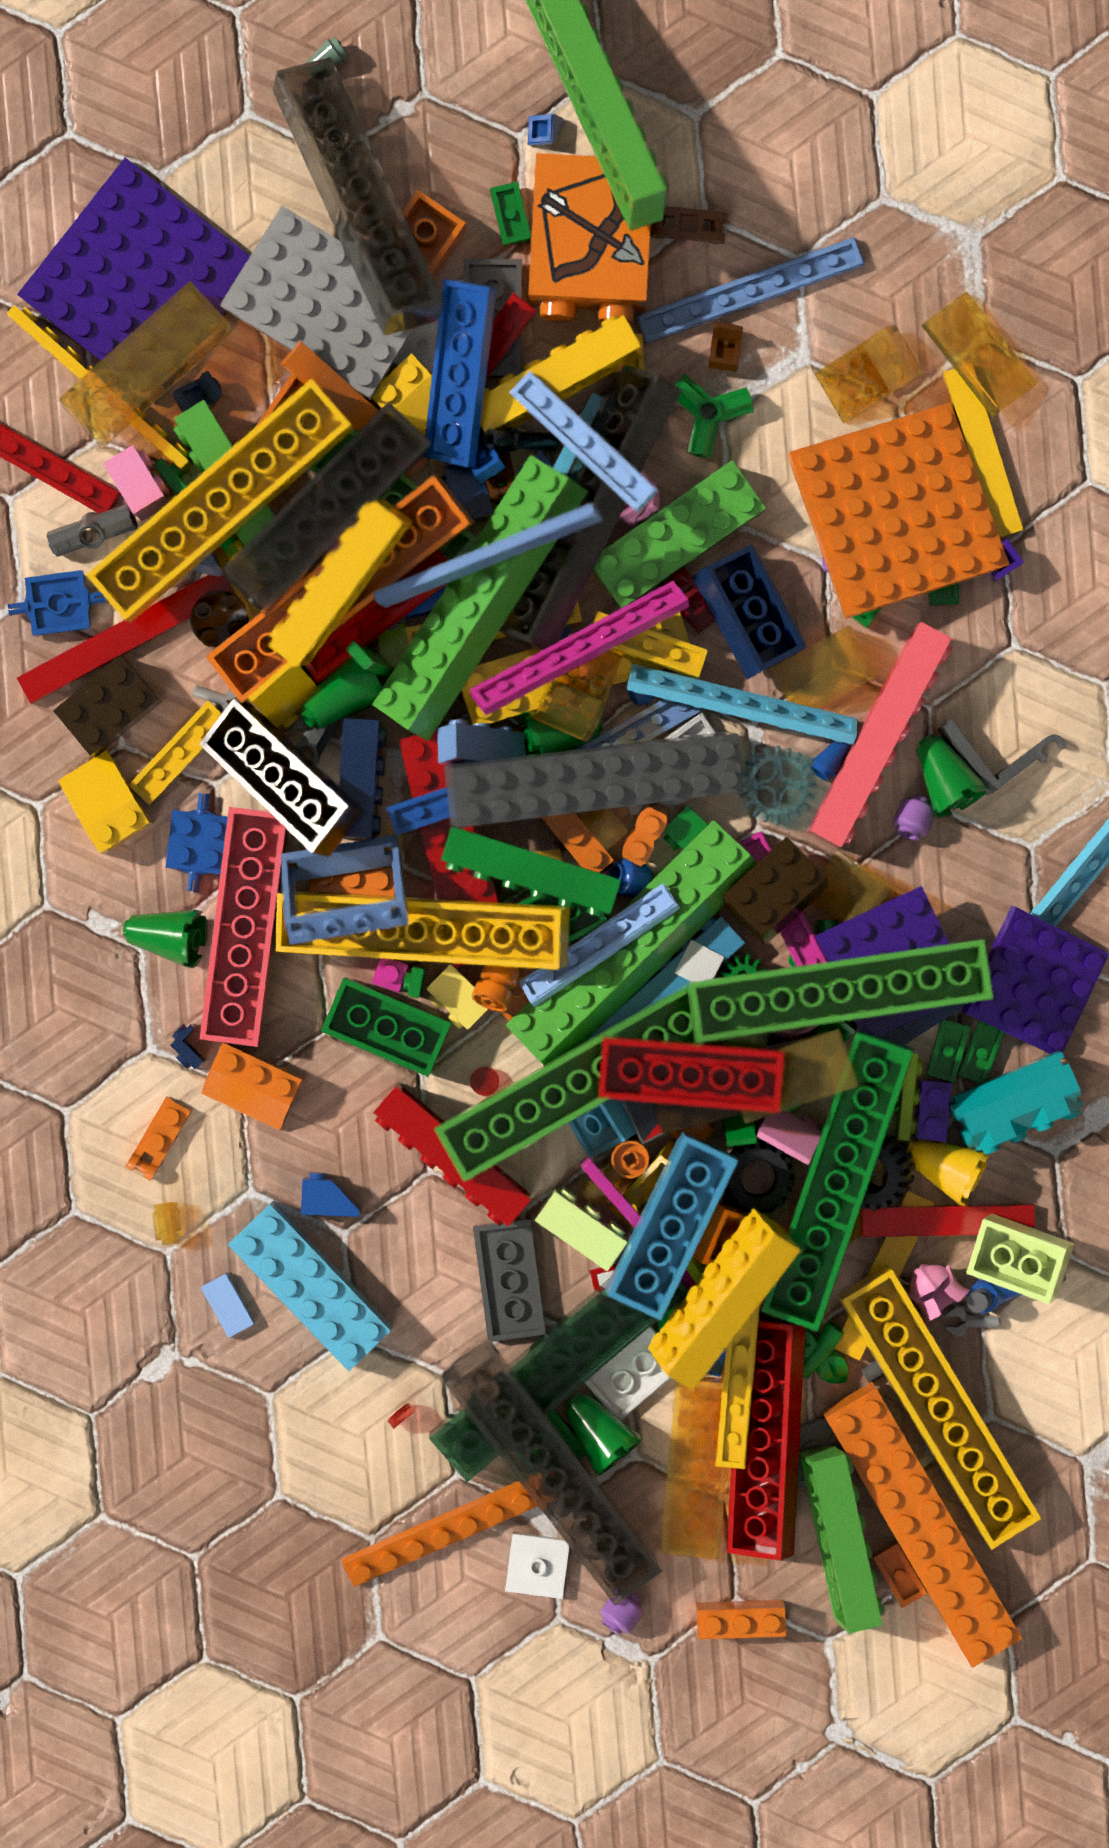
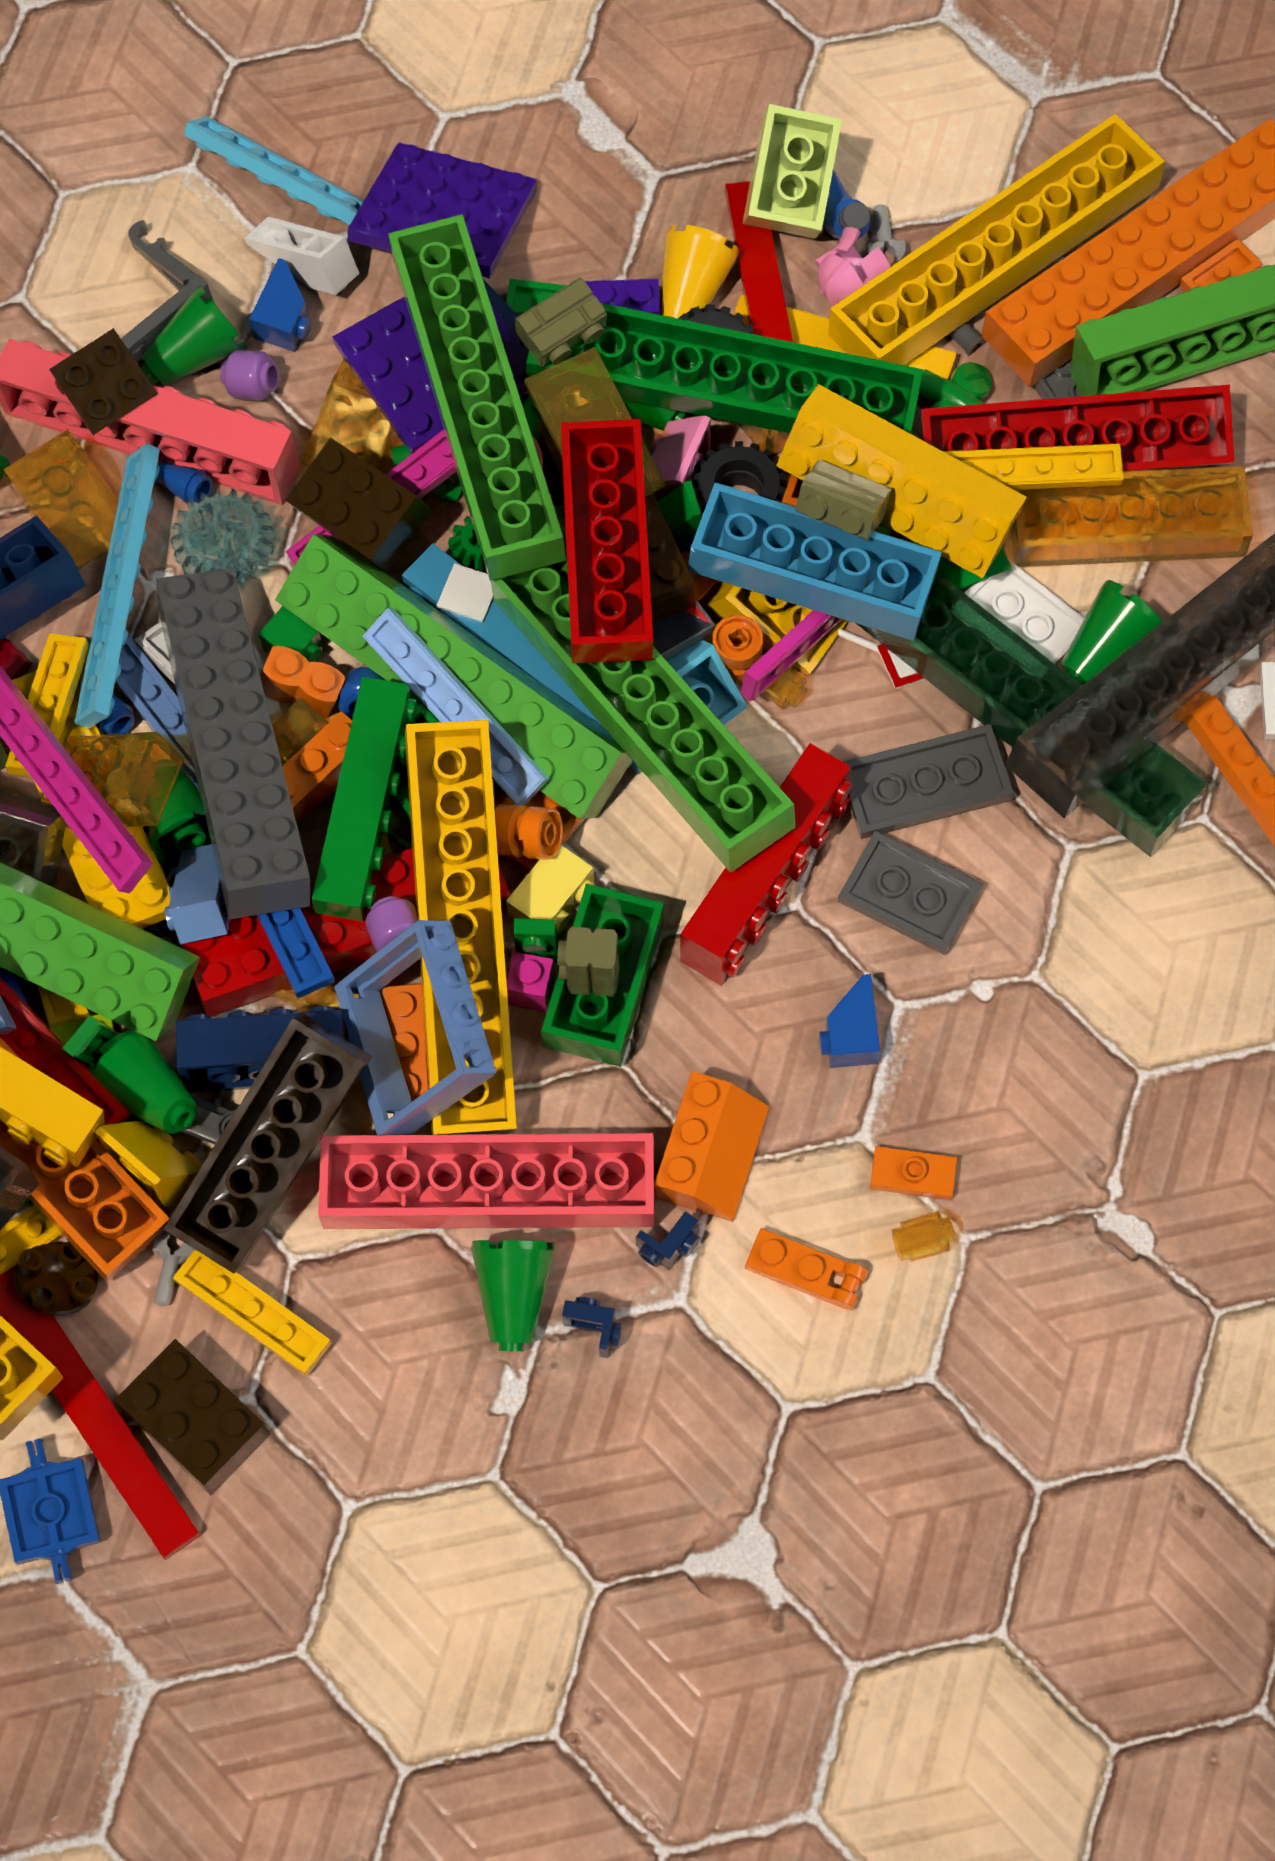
camera: 95 degrees left, 20 degrees down
(105, 803) = (333, 1404): yellow slope -> none
(144, 984) = (588, 1315): none -> dark blue bracket
(196, 842) = (377, 1268): blue plate -> none
(217, 1223) = (913, 1173): none -> orange plate
(227, 1305) = (1025, 1144): light blue tile -> none
(310, 1286) = (977, 1032): medium azure brick -> none
(378, 1019) = (589, 961): none -> olive brick
(401, 1415) = (1135, 892): clear red tile -> none
(424, 1254) = (909, 892): none -> dark grey plate
(427, 882) = (389, 919): none -> medium lavender head
(484, 1081) = (662, 849): clear red tile -> none
(582, 1227) = (839, 688): yellowish green brick -> none
(706, 1253) = (843, 499): none -> olive brick
(878, 1064) = (562, 323): none -> olive brick
(896, 708) = (102, 381): none -> dark brown hinge
(966, 848) = (280, 311): none -> blue slope
(980, 1052) = (537, 265): green tile -> none
(1016, 869) = (312, 255): none -> white slope
(1016, 1102) = (595, 207): teal brick -> none

